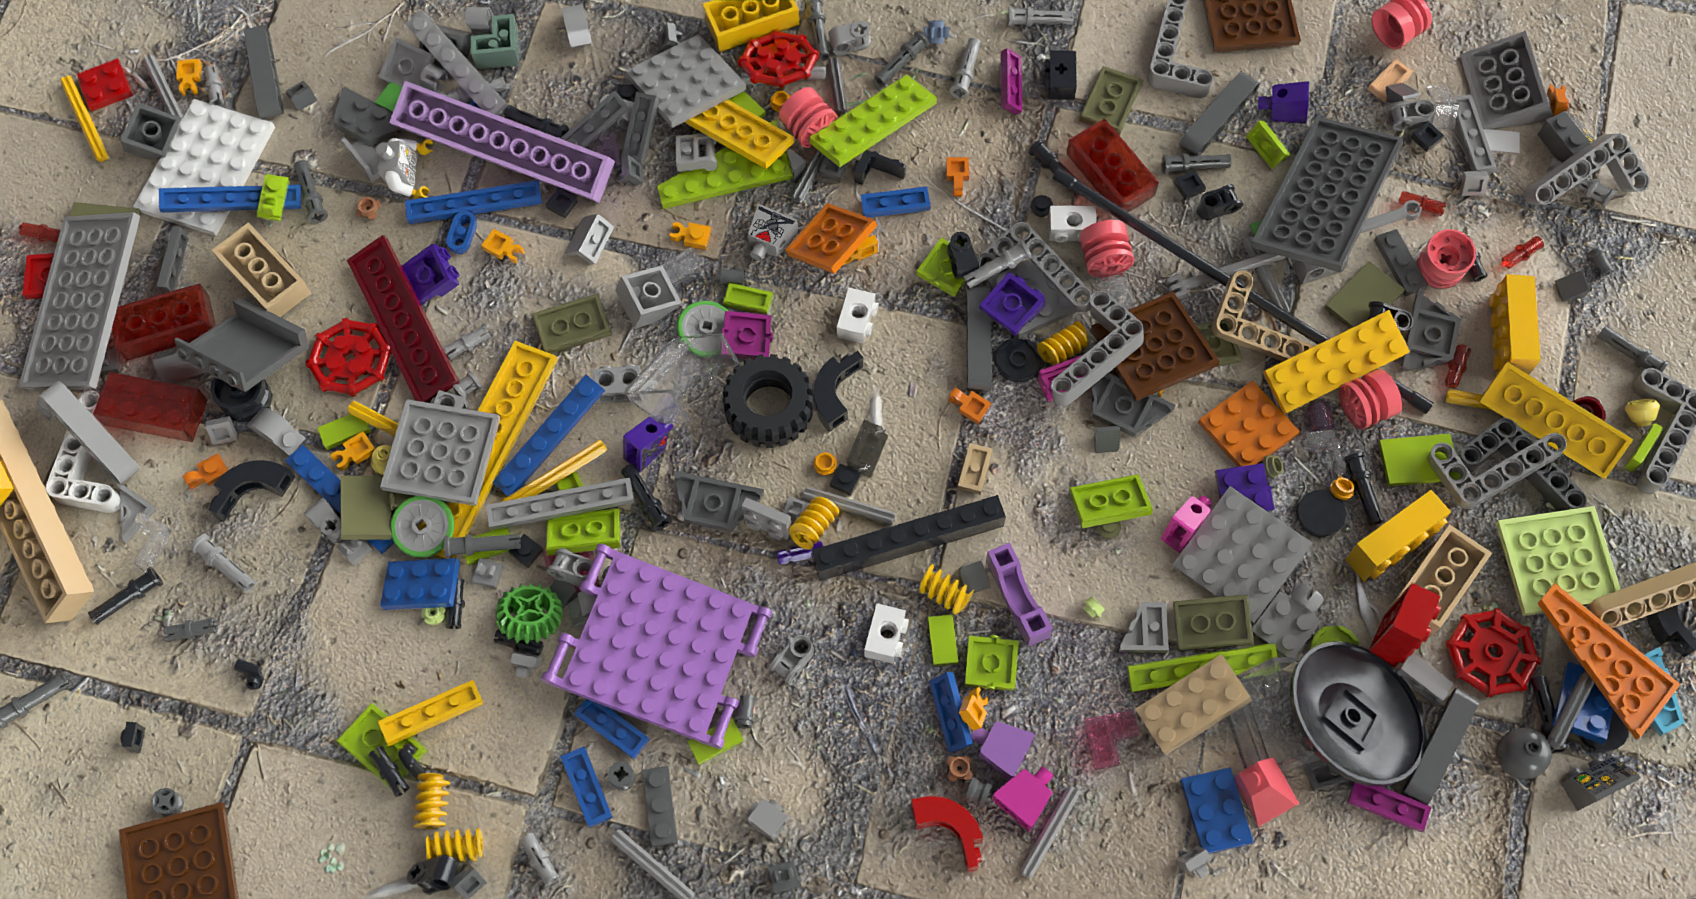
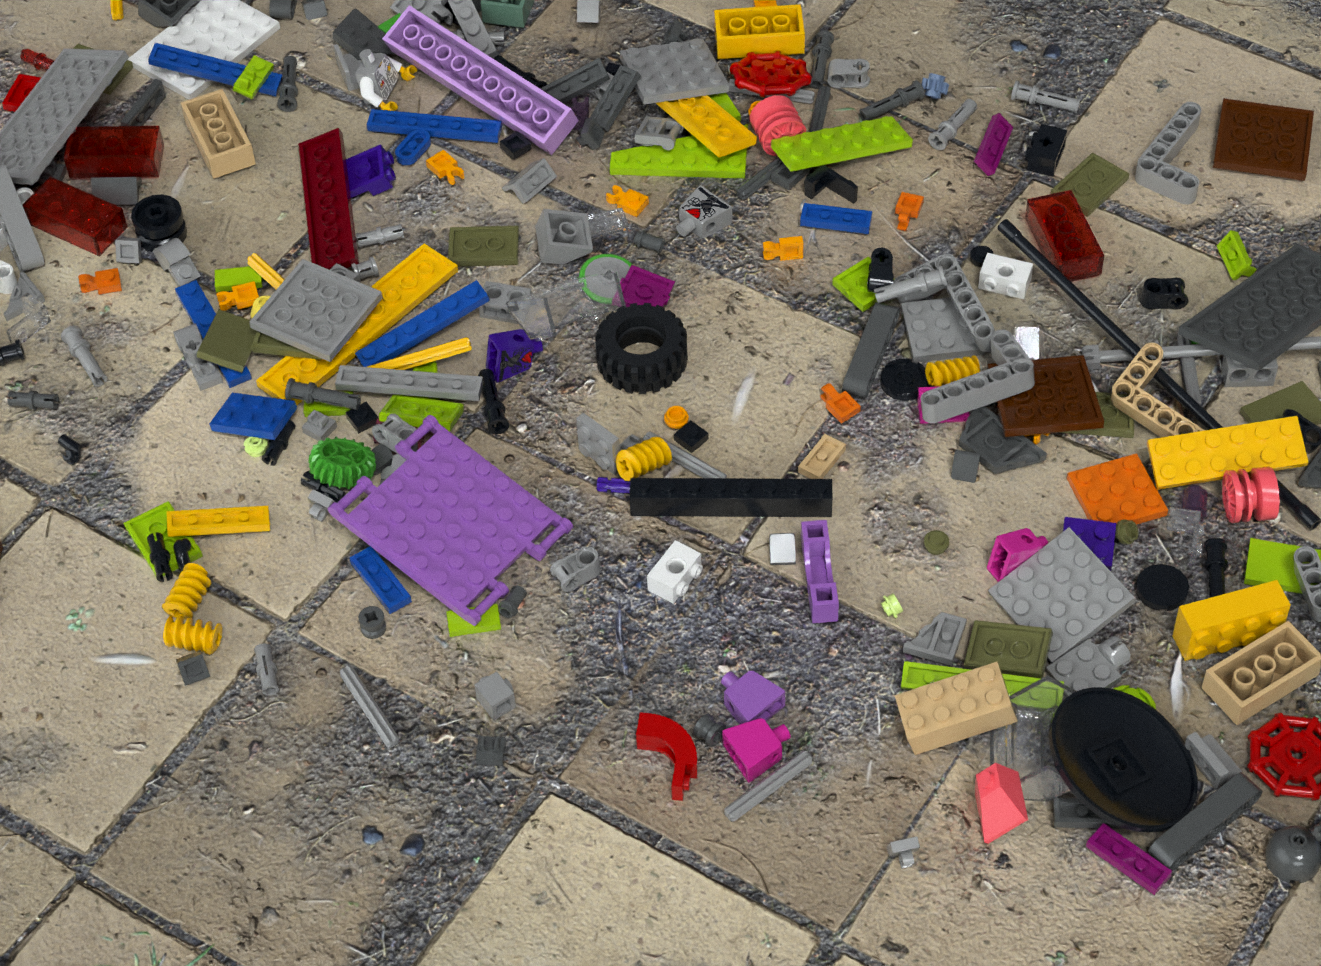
camera: 20 degrees right, 15 degrees down
(245, 346) = (178, 185): dark grey panel -> none
(245, 478) = (134, 293): black arch -> none
(346, 345) = (263, 213): red plate -> none
(368, 202) = (336, 108): nougat plate -> none
(413, 513) = (270, 355): light grey wheel -> none
(433, 874) = (164, 648): black piece -> none
(586, 787) = (335, 622): blue plate -> none
(660, 806) = (398, 659): dark grey plate -> none
(713, 501) = (552, 419): dark grey wing -> none
(748, 299) = (660, 264): lime tile -> none
(796, 164) = (752, 164): dark grey slope -> none
(827, 405) = (706, 350): black arch -> none
(831, 238) = (759, 229): orange plate -> none
(857, 303) = (758, 302): white brick -> none
(867, 448) = (722, 413): clear smoke hinge -> none
(943, 640) = (729, 595): lime tile -> none
(944, 590) = (749, 550): yellow piece -> none
(948, 706) = (711, 655): blue plate -> none
(954, 762) = (700, 700): nougat plate -> none
(972, 709) = (733, 655): light orange plate -> none
(991, 663) = (769, 625): lime plate -> none
(1013, 303) = (914, 322): dark purple plate -> none
(1048, 159) = (998, 208): black pin -> none
(1103, 733) = (861, 713): clear pink plate -> none
(1106, 248) = (1029, 300): coral wheel -> none
(1110, 501) = (946, 518): lime tile -> none
(1185, 162) = (1142, 252): dark grey pin -> none
(1190, 185) = (1139, 271): black plate -> none
(1216, 811) = (946, 816): blue plate -> none
(1219, 114) = (1195, 219): dark grey beam -> none
(1287, 102) = (1269, 223): dark purple torso -> none
(1342, 488) = (1192, 570): light orange plate -> none
(1405, 625) = (1199, 687): red brick -> none

